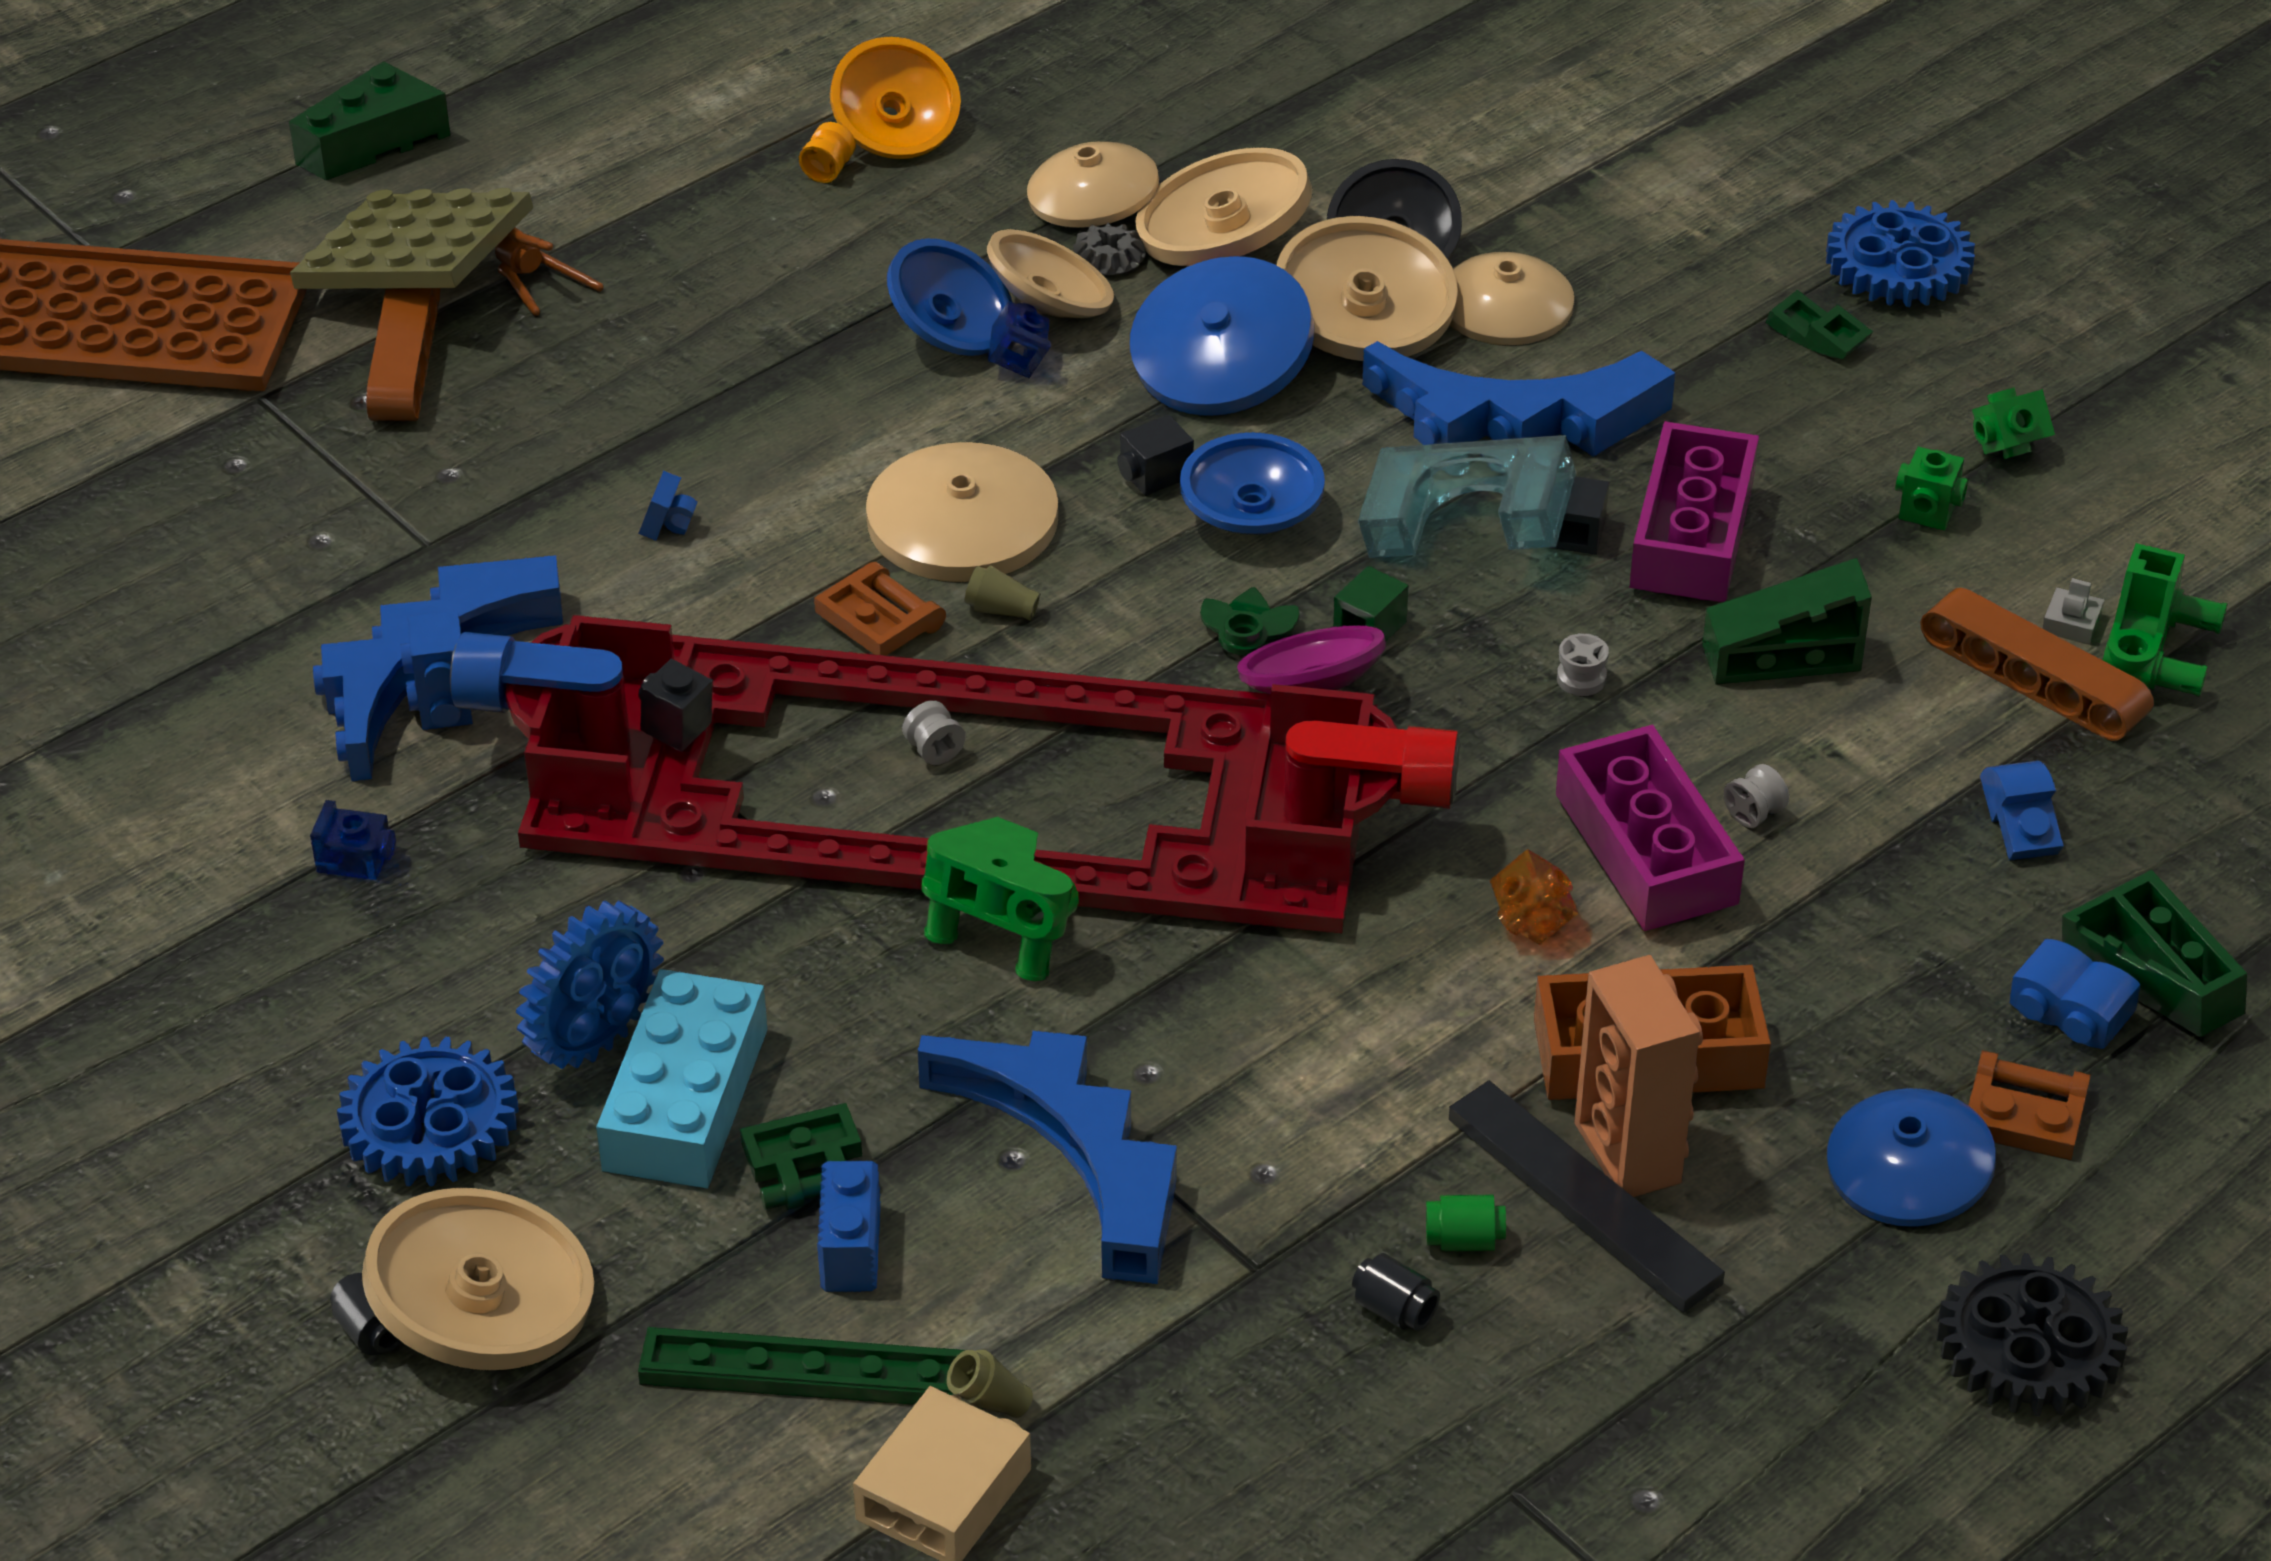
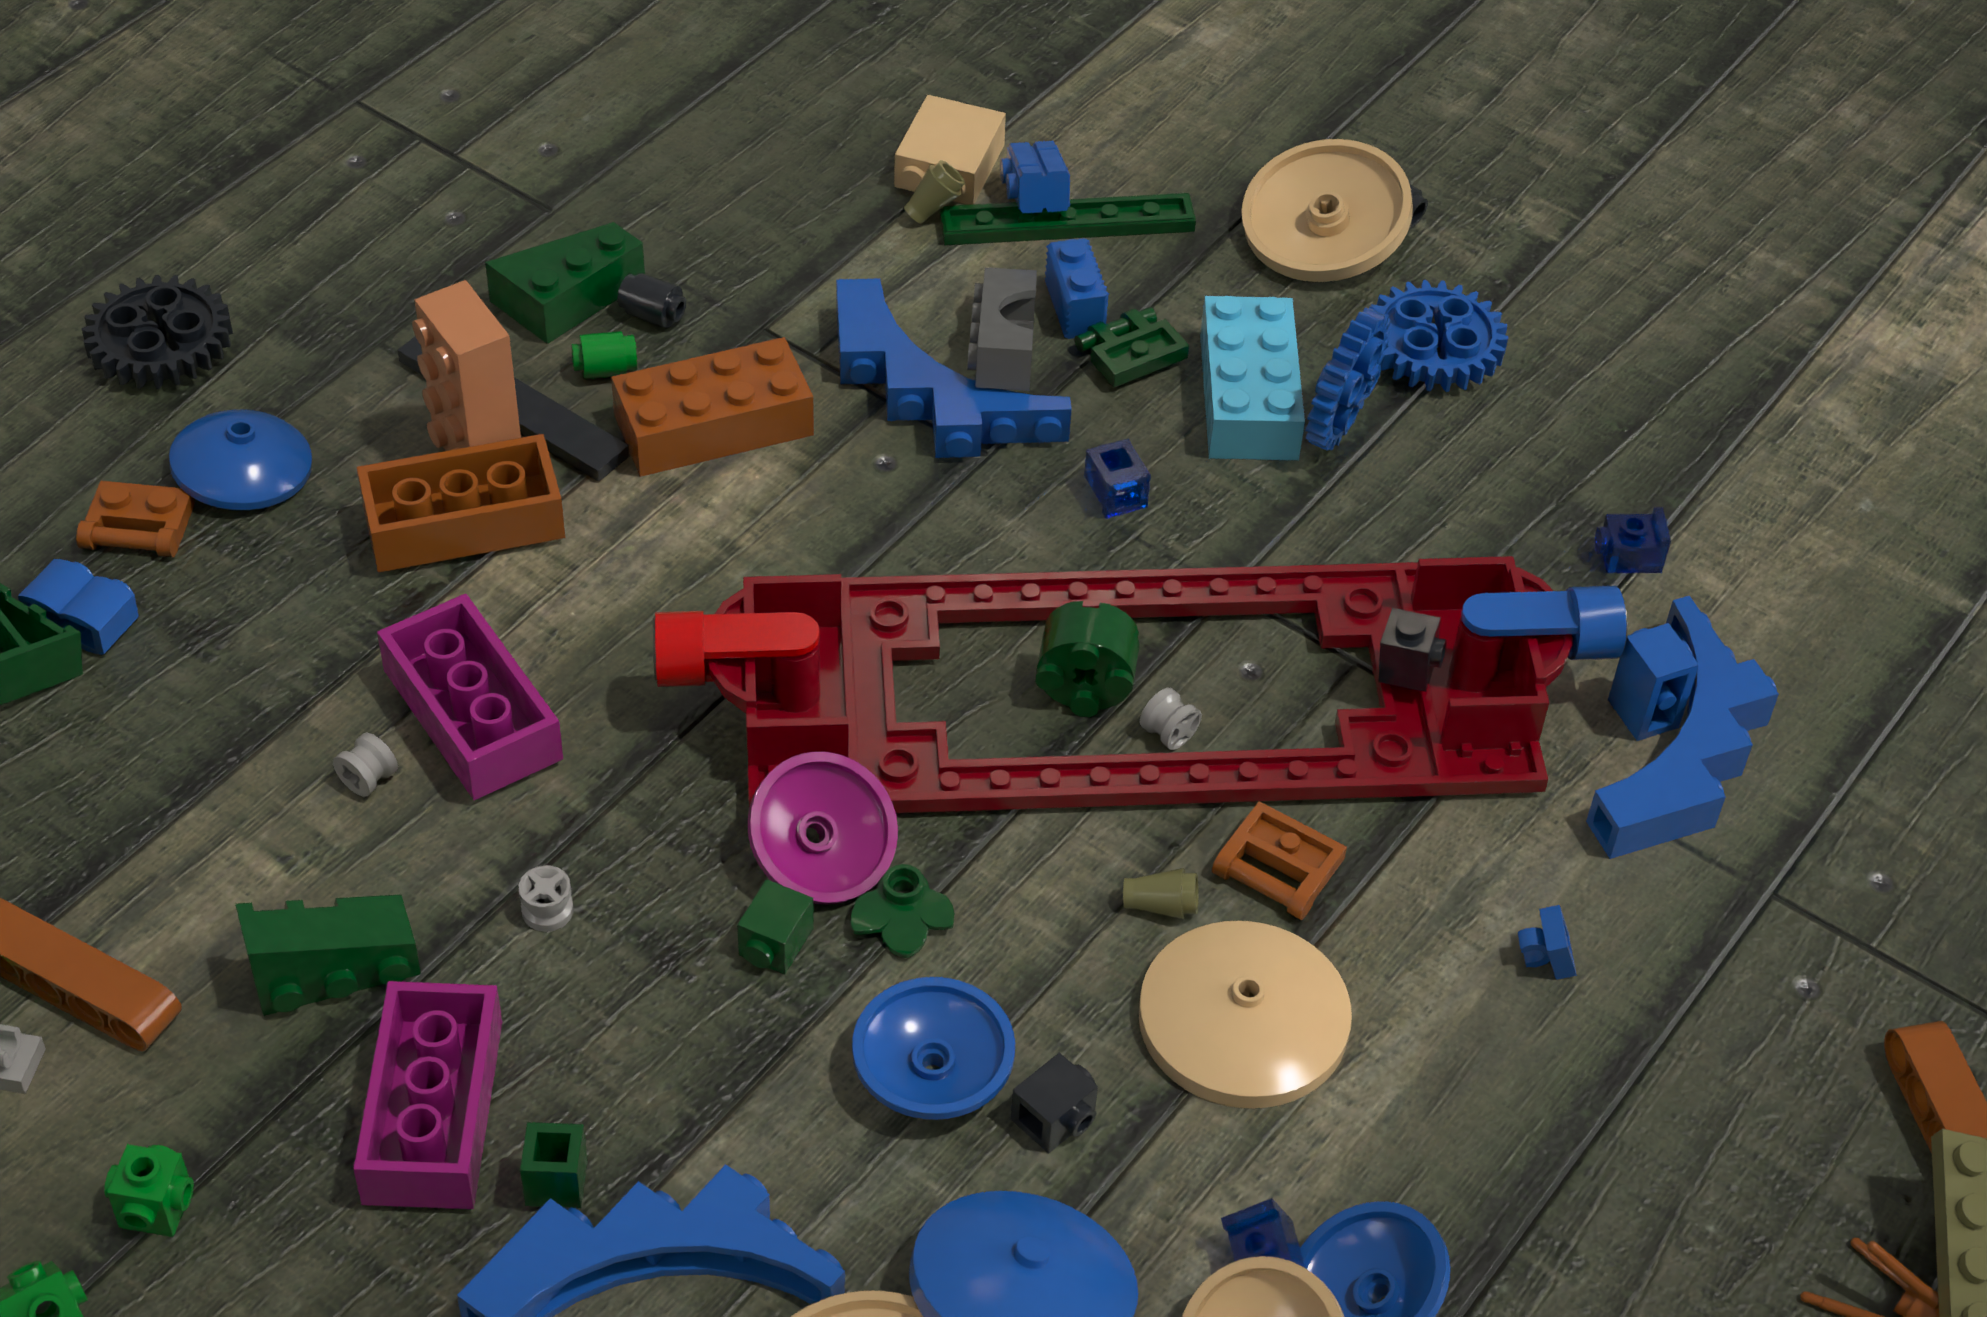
camera: 165 degrees right, 5 degrees up
(843, 1387) = (1036, 177): none -> blue brick
(892, 994) = (1117, 478): none -> clear blue brick
(947, 1209) = (1003, 329): none -> dark grey arch
(994, 877) = (1061, 521): green piece -> none
(1002, 767) = (1088, 657): none -> dark green brick
(1342, 1127) = (713, 406): none -> dark orange brick
(1416, 479) = (623, 1076): clear light blue arch -> none
(1502, 1325) = (564, 279): none -> dark green wedge
(1533, 897) = (573, 616): clear orange brick -> none
(1584, 516) = (565, 1088): black brick -> none
(1594, 445) = (554, 1164): none -> dark green brick
(2022, 803) = (100, 794): blue brick -> none

